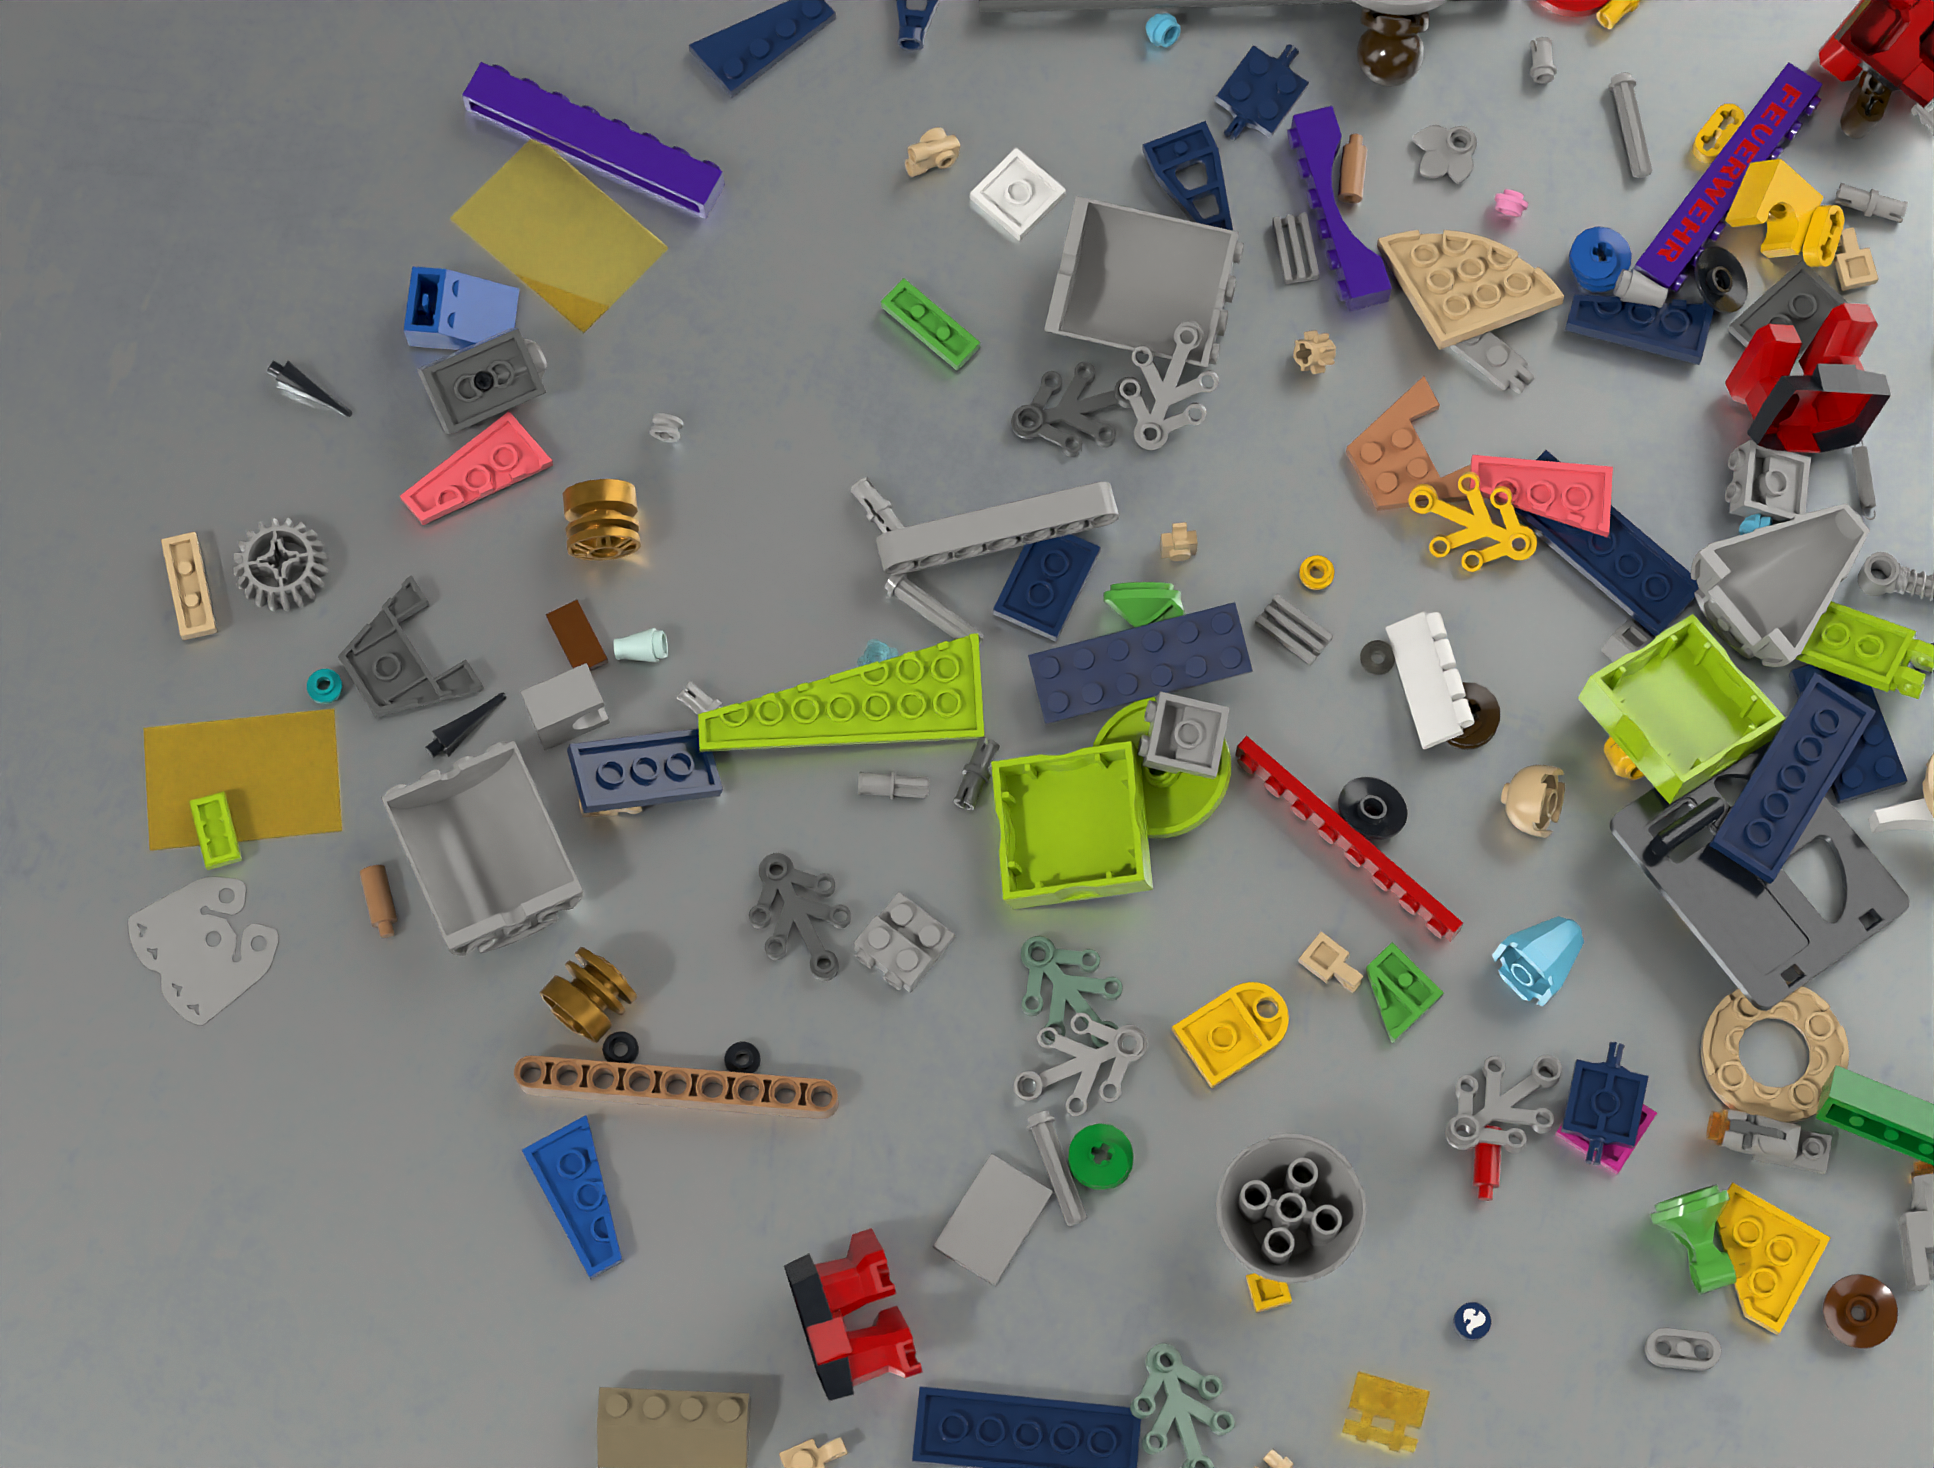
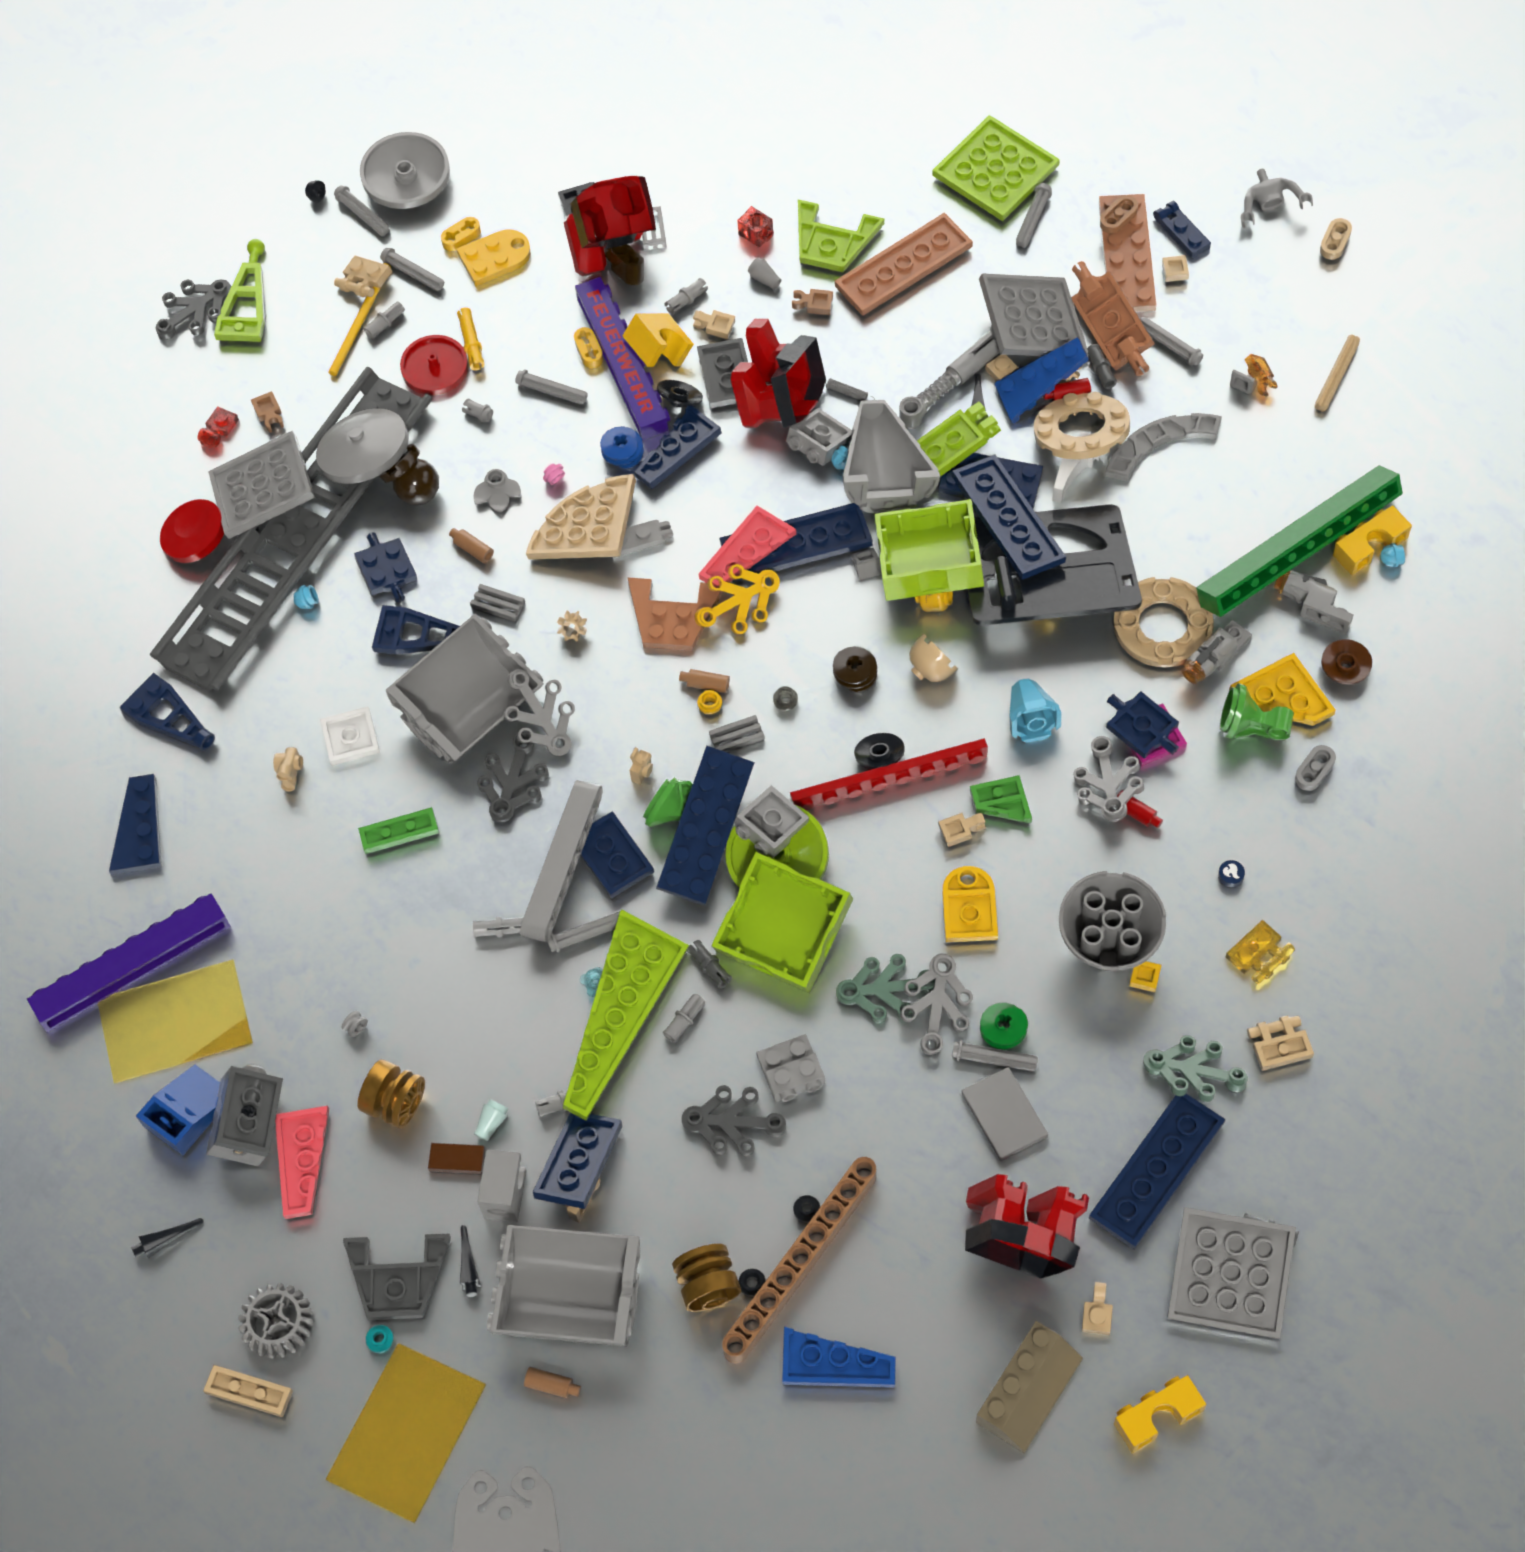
camera: 55 degrees left, 10 degrees down
(215, 830) = (432, 1466): lime plate -> none
(1342, 550) = (705, 680): none -> medium nougat cylinder
(1360, 271) = (535, 575): dark purple arch -> none
(1429, 678) = (813, 677): white windscreen -> none
(1639, 289) = (655, 435): light grey cone -> none
(1823, 235) = (691, 326): yellow beam -> none

